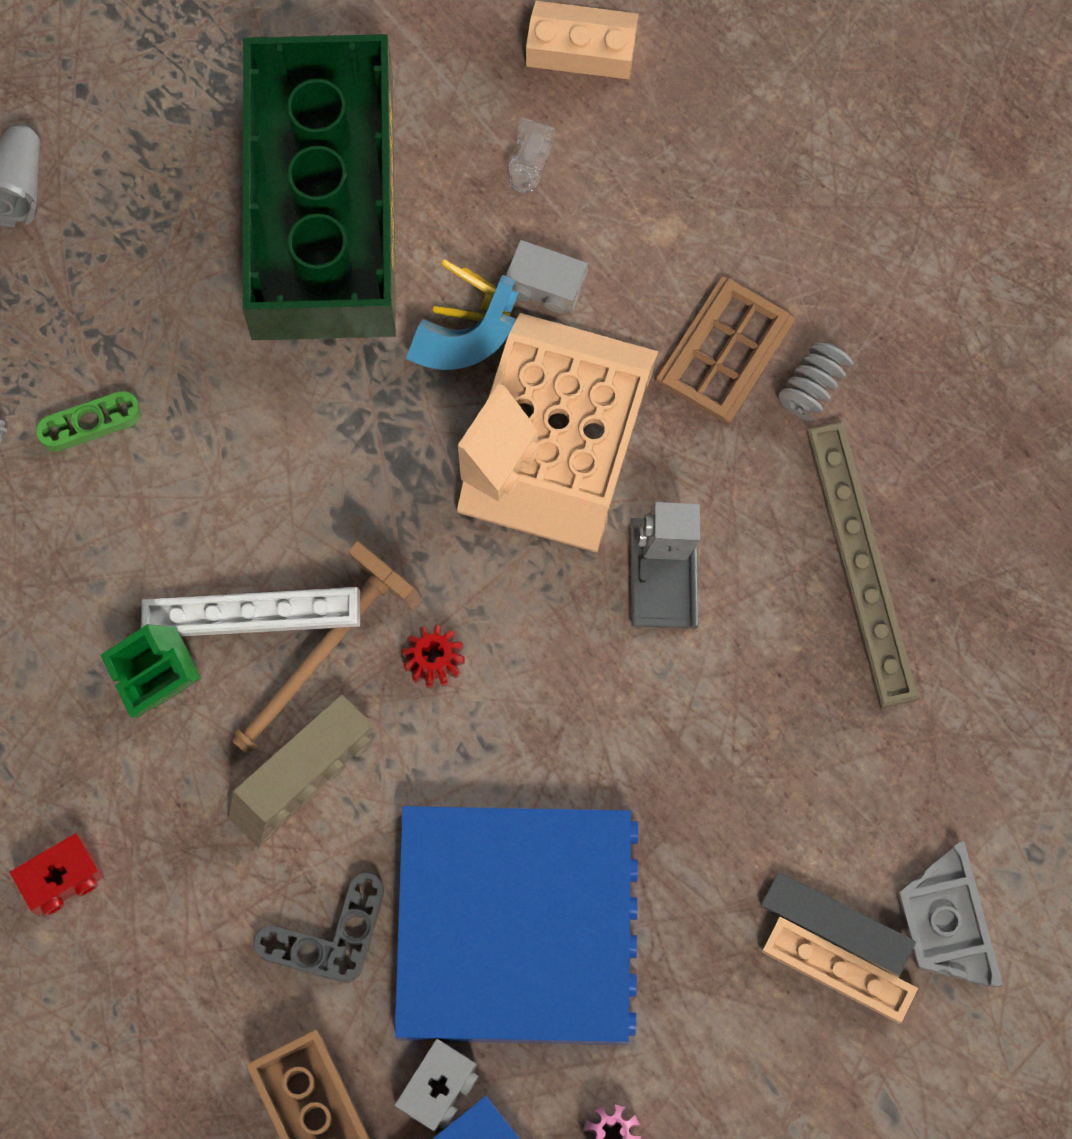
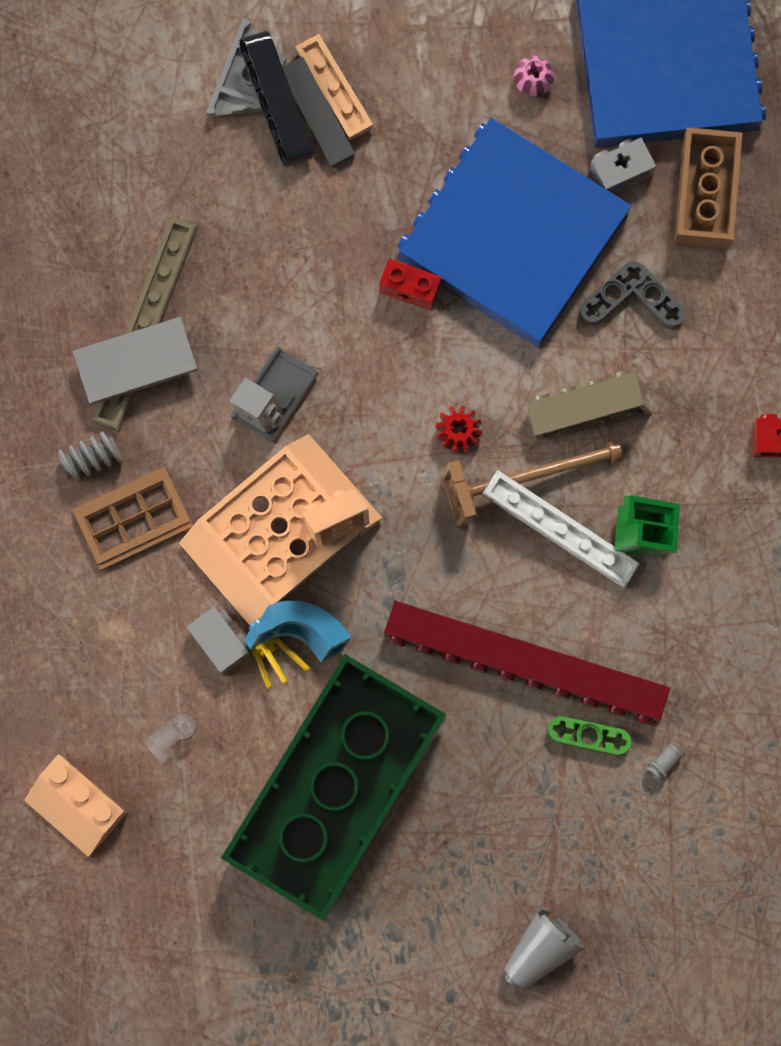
camera: 145 degrees left, 5 degrees up
(200, 452) = (526, 662): none -> dark red brick
(594, 784) = (410, 284): none -> red brick
(839, 506) = (135, 360): none -> light grey tile
(895, 903) = (275, 98): none -> black beam

